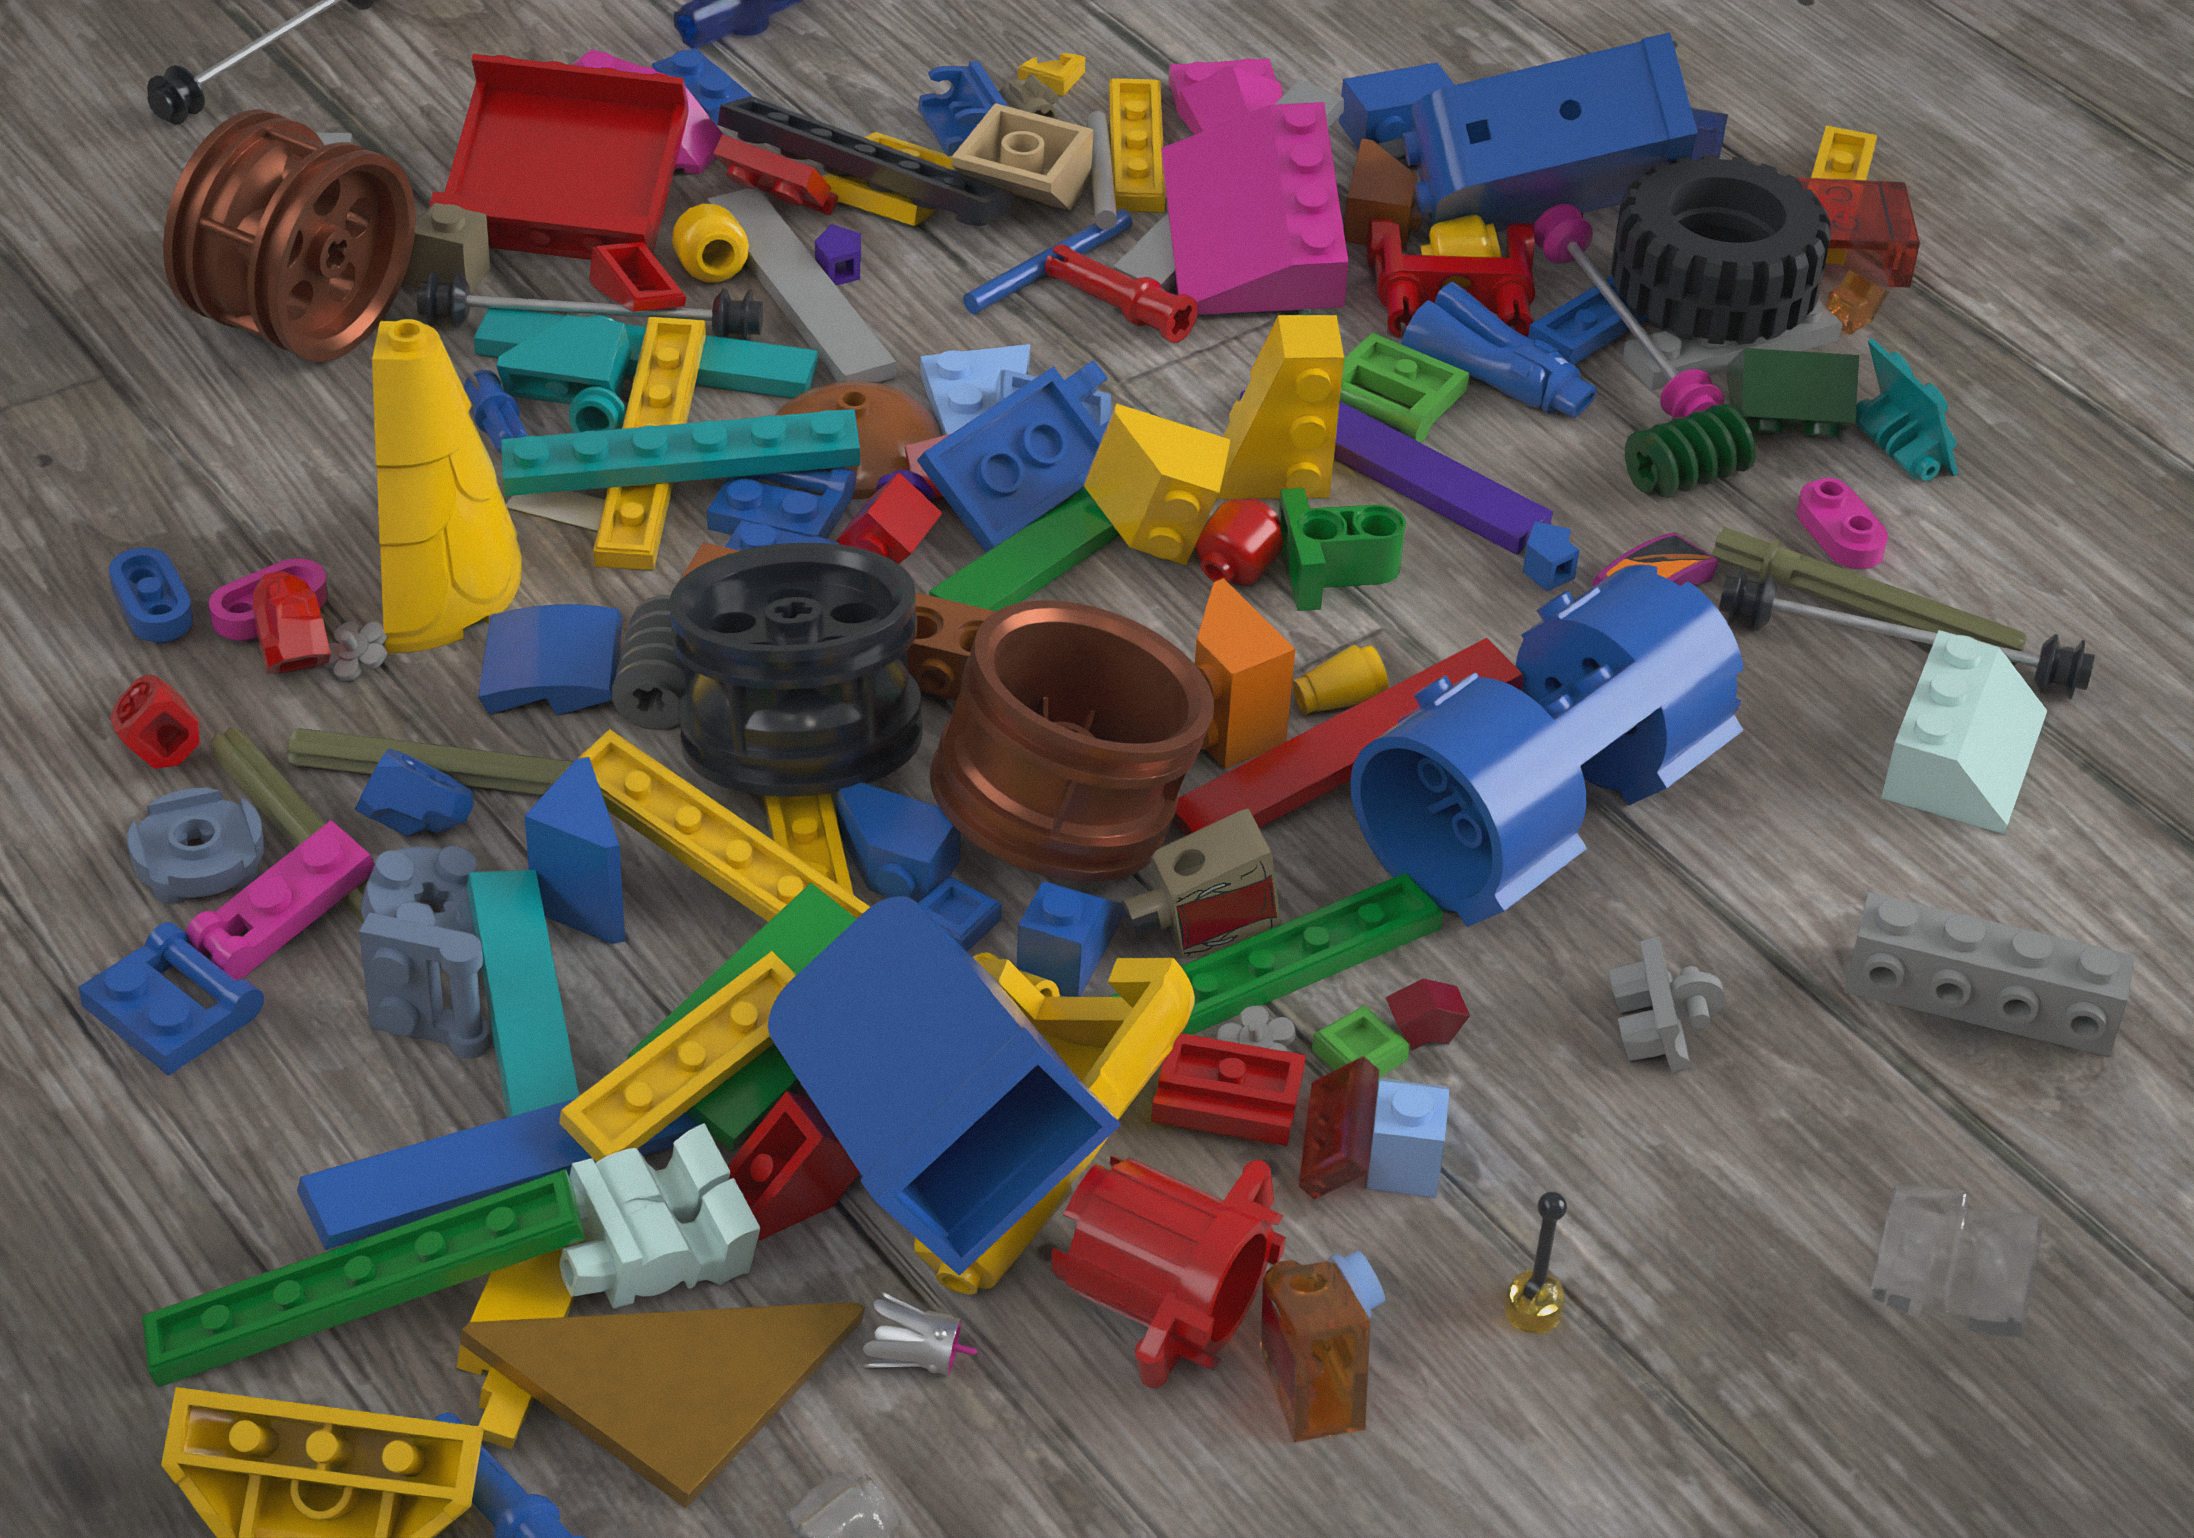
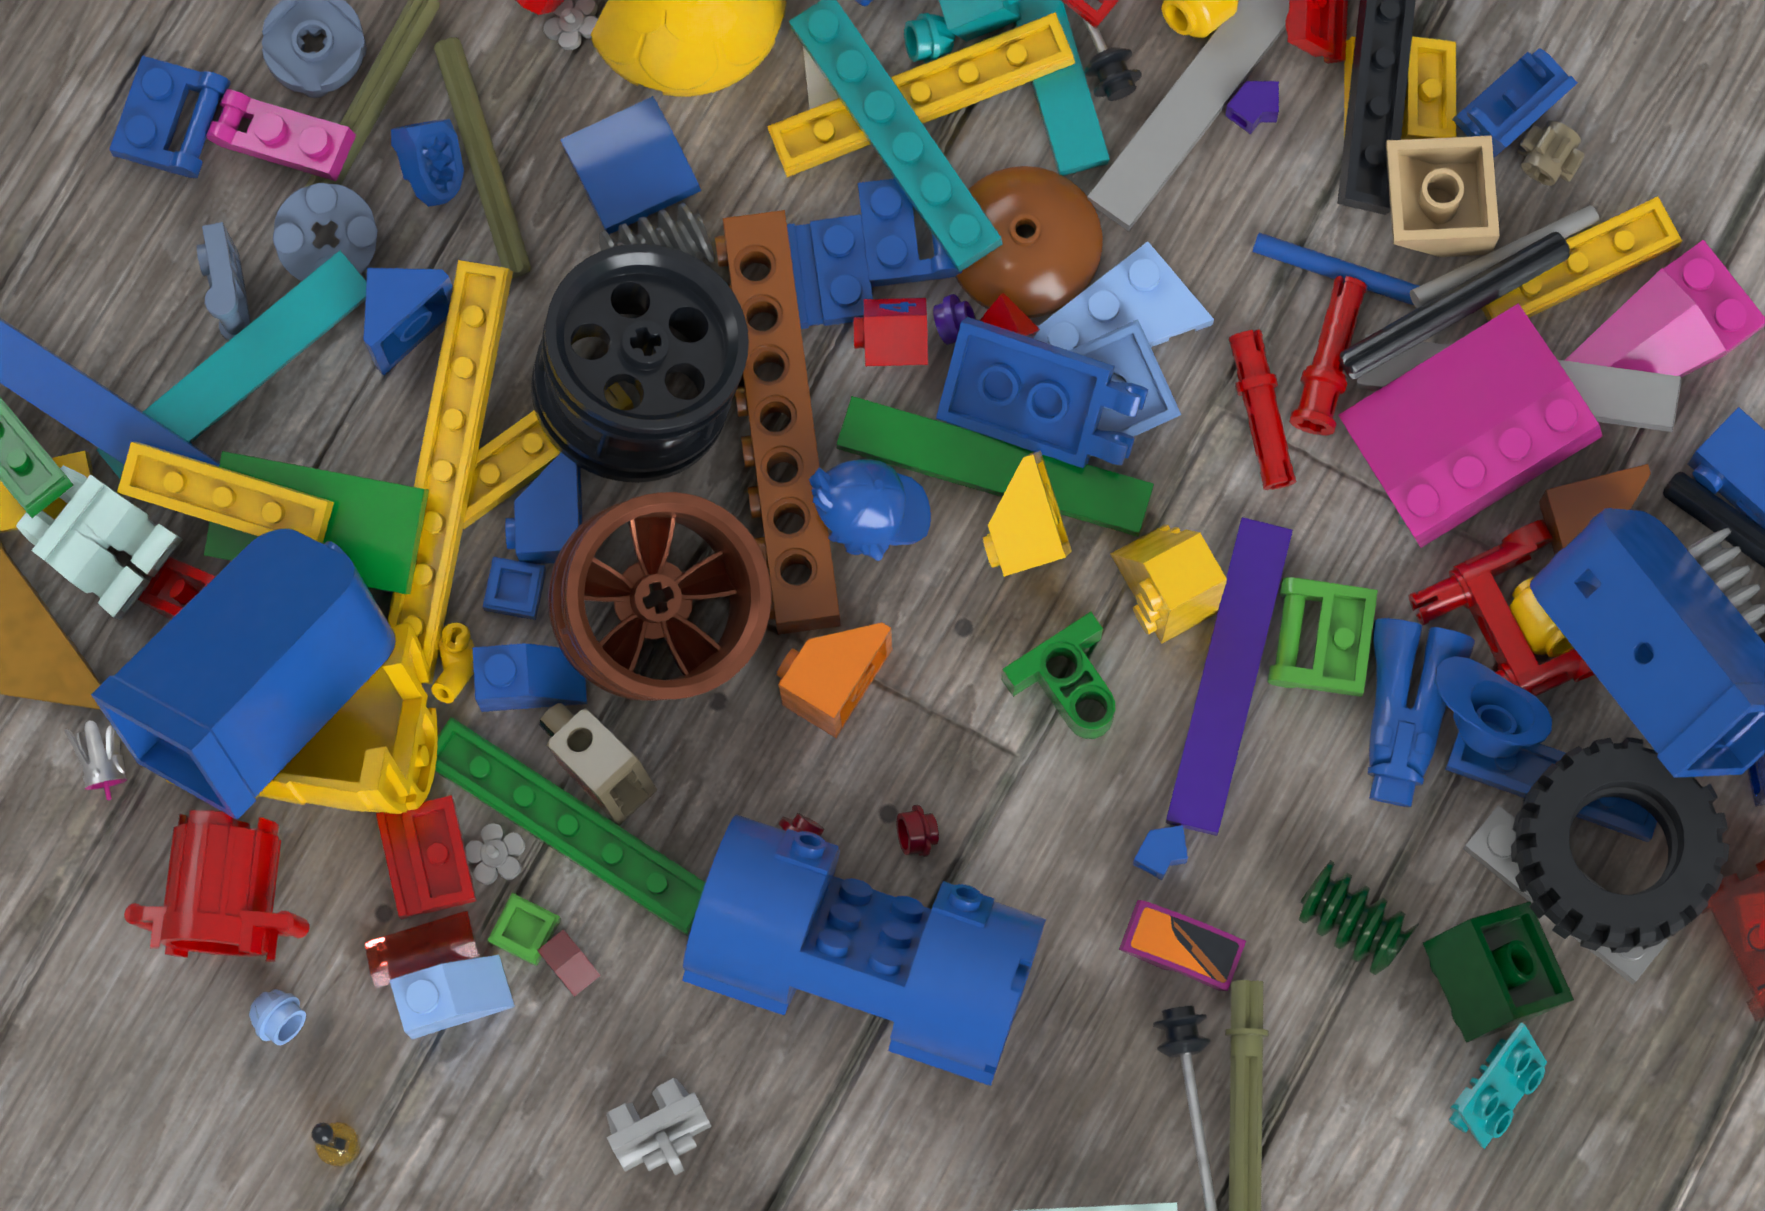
camera: 70 degrees right, 35 degrees up
(1056, 74) = (1650, 141): yellow tile -> none
(1064, 574) = (870, 506): none -> blue hair
(1077, 334) = (1259, 397): none -> red pin
(1131, 198) = (1454, 305): none -> black axle
(1240, 541) = (1032, 604): red head -> none
(1315, 1315) = (189, 1029): clear orange torso -> none
(1326, 753) = (818, 792): red tile -> none
(1341, 681) = (910, 754): yellow cone -> none
(1555, 290) = (1490, 710): none -> blue piece
(1565, 238) = (1432, 885): dark pink axle -> none
(1841, 523) = (1346, 1073): dark pink plate -> none
(1856, 301) = (1681, 983): clear orange piece -> none

